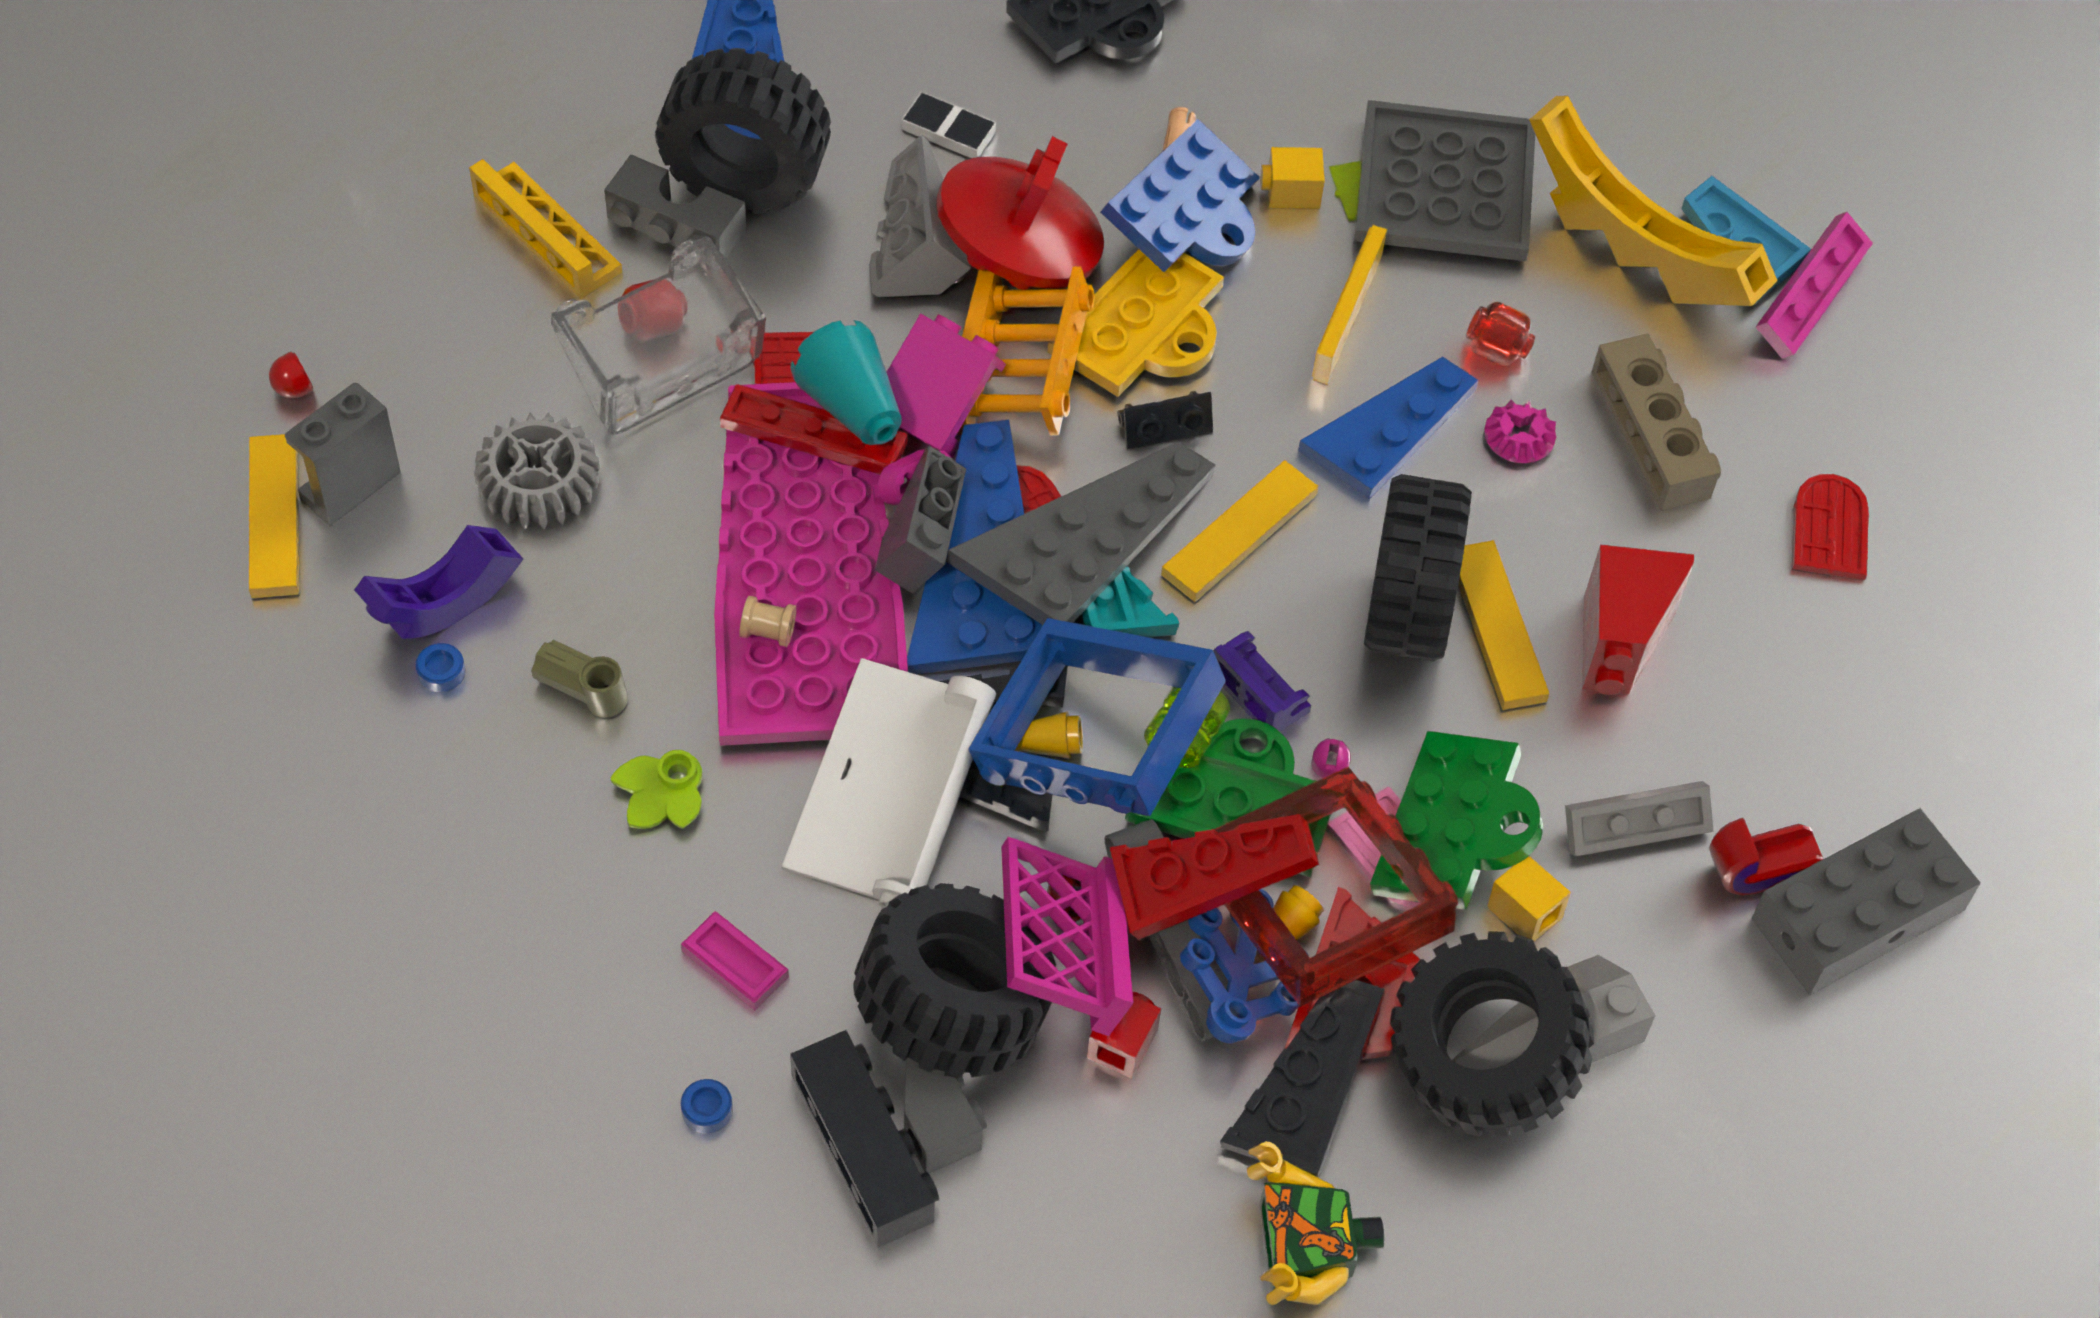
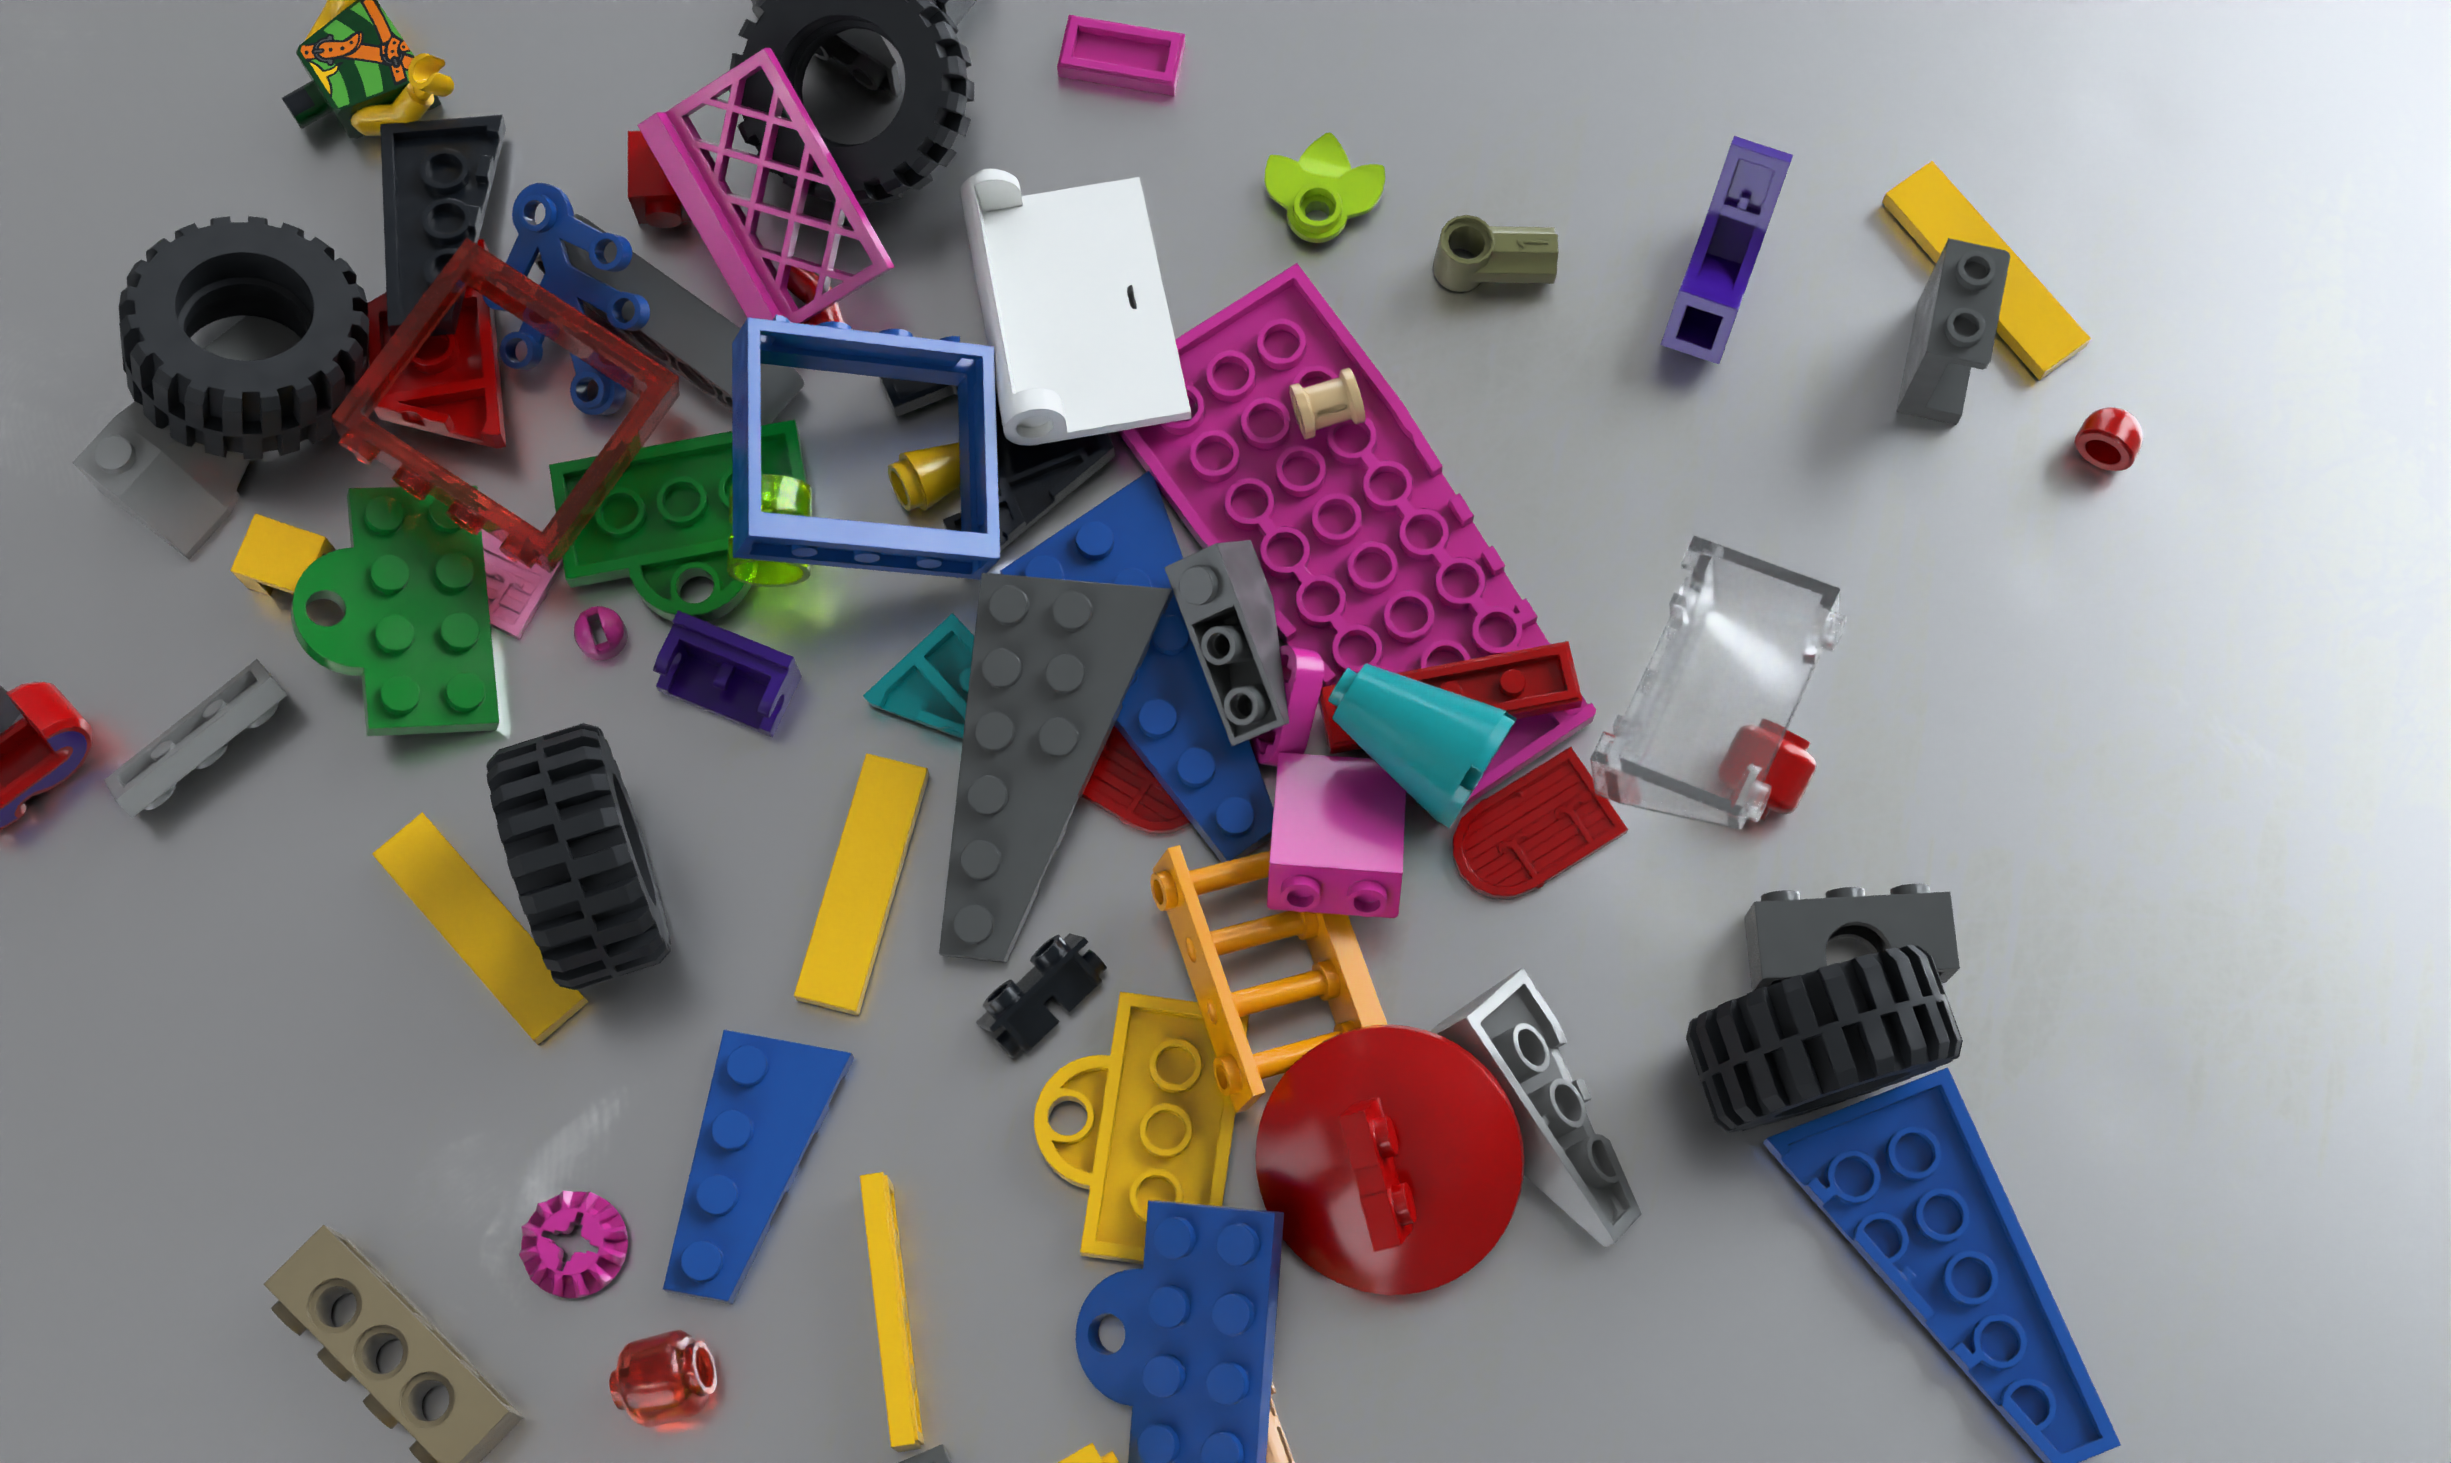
camera: 155 degrees right, 15 degrees up
(440, 667) = (1661, 197): blue tile -> none
(534, 485) = (1759, 477): light grey gear -> none
(542, 236) = (2003, 807): yellow fence -> none
(948, 125) = (1603, 1316): black tile -> none
(1193, 875) = (638, 319): red wing -> none
(1298, 911) = (545, 404): yellow cone -> none
(1627, 613) = (298, 988): red slope -> none
(1831, 527) = (103, 1332): red window -> none

